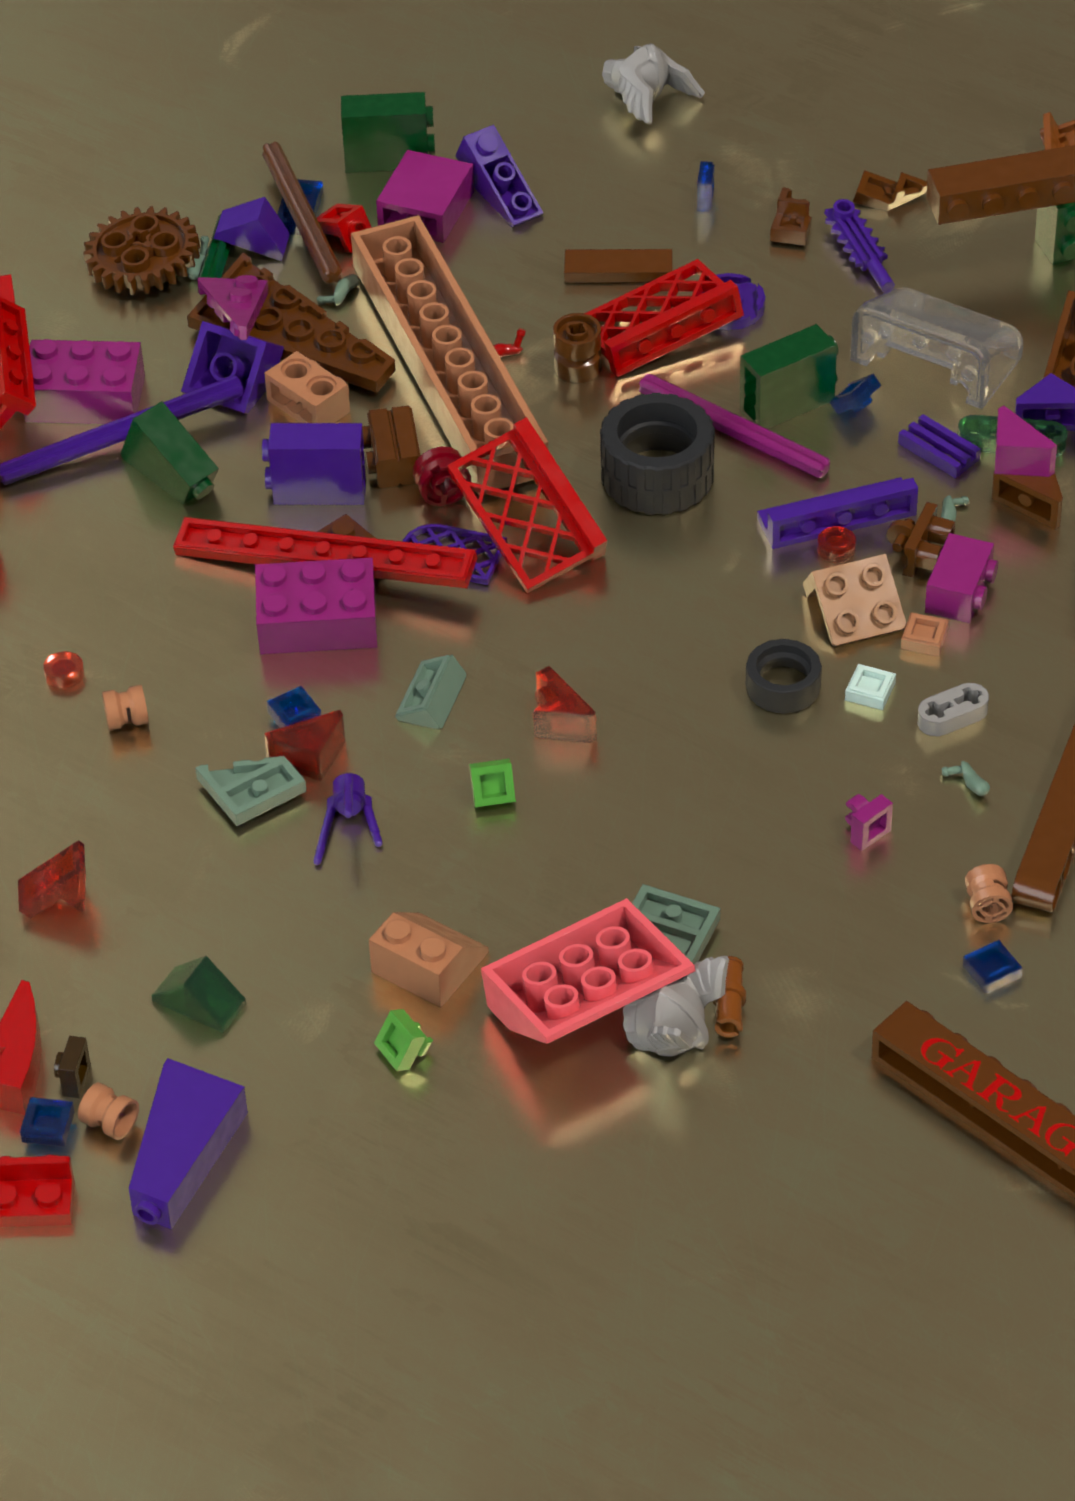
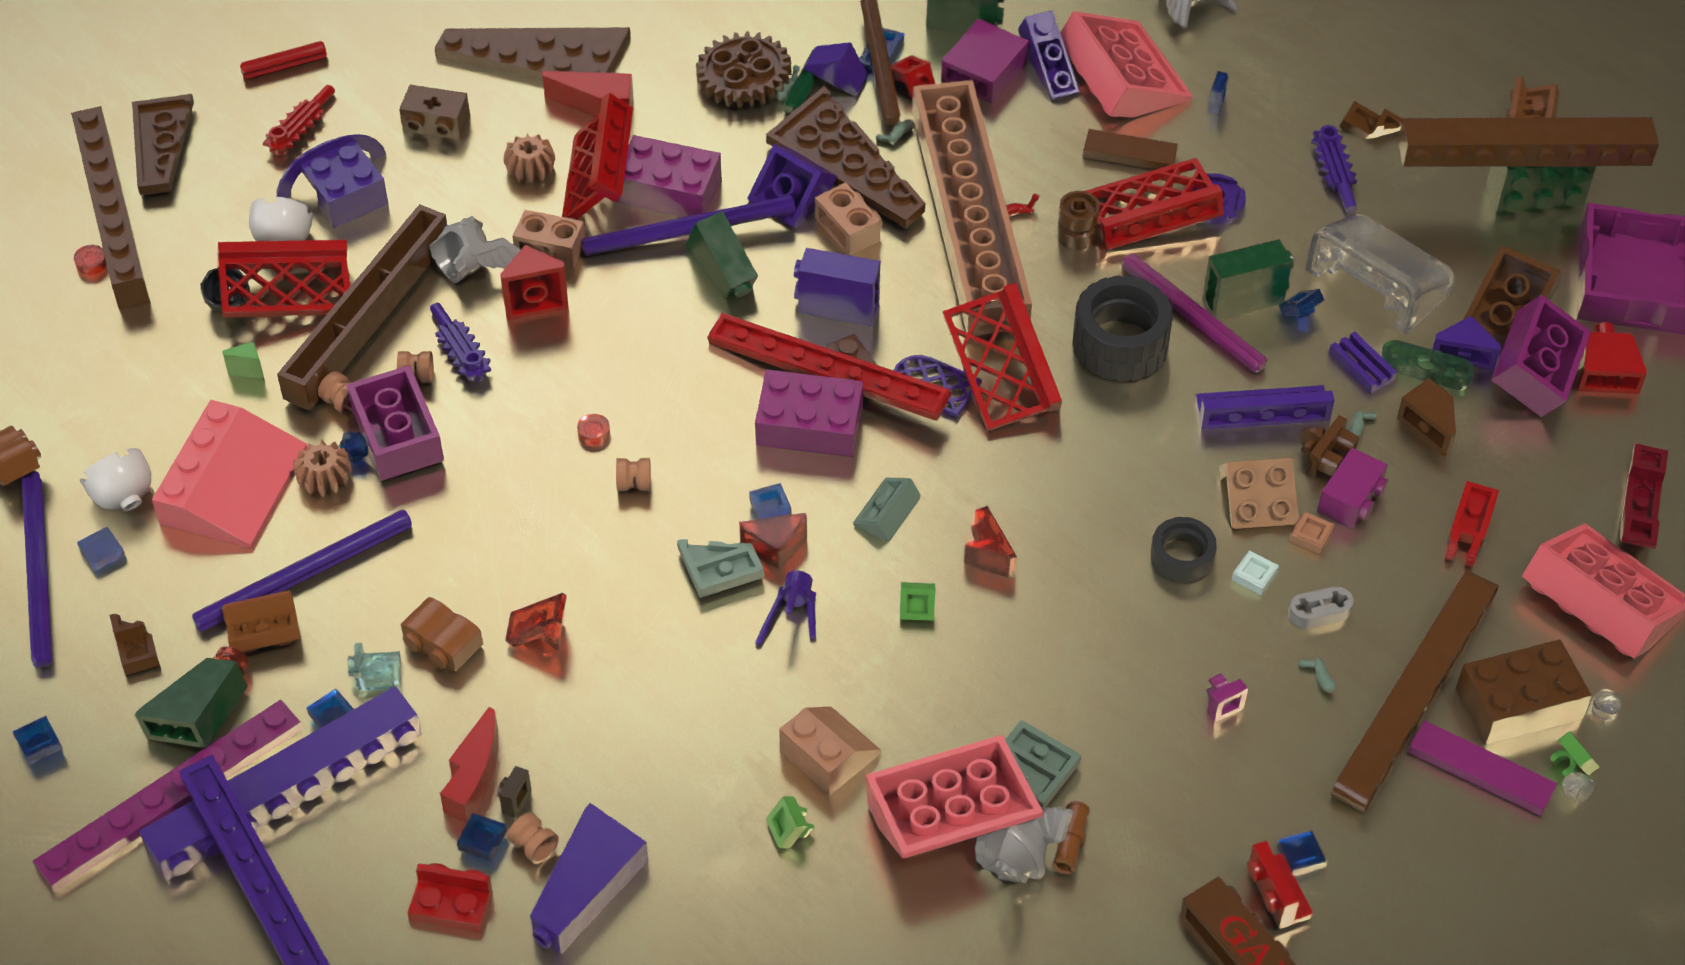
camera: 10 degrees right, 5 degrees up
(201, 993) = (634, 745): clear green slope -> none
(235, 300) = (806, 130): magenta wing -> none
(392, 445) = (906, 282): reddish brown brick -> none
(433, 478) = (930, 315): dark red wheel -> none
(586, 175) = (1122, 65): none -> coral slope
(791, 220) = (1283, 135): reddish brown slope -> none
(836, 544) = (1255, 436): clear red tile -> none
(973, 1001) = (1278, 886): none -> red bracket
(988, 893) = (1312, 787): nougat wheel -> none
(1022, 448) = (1429, 382): magenta slope -> none

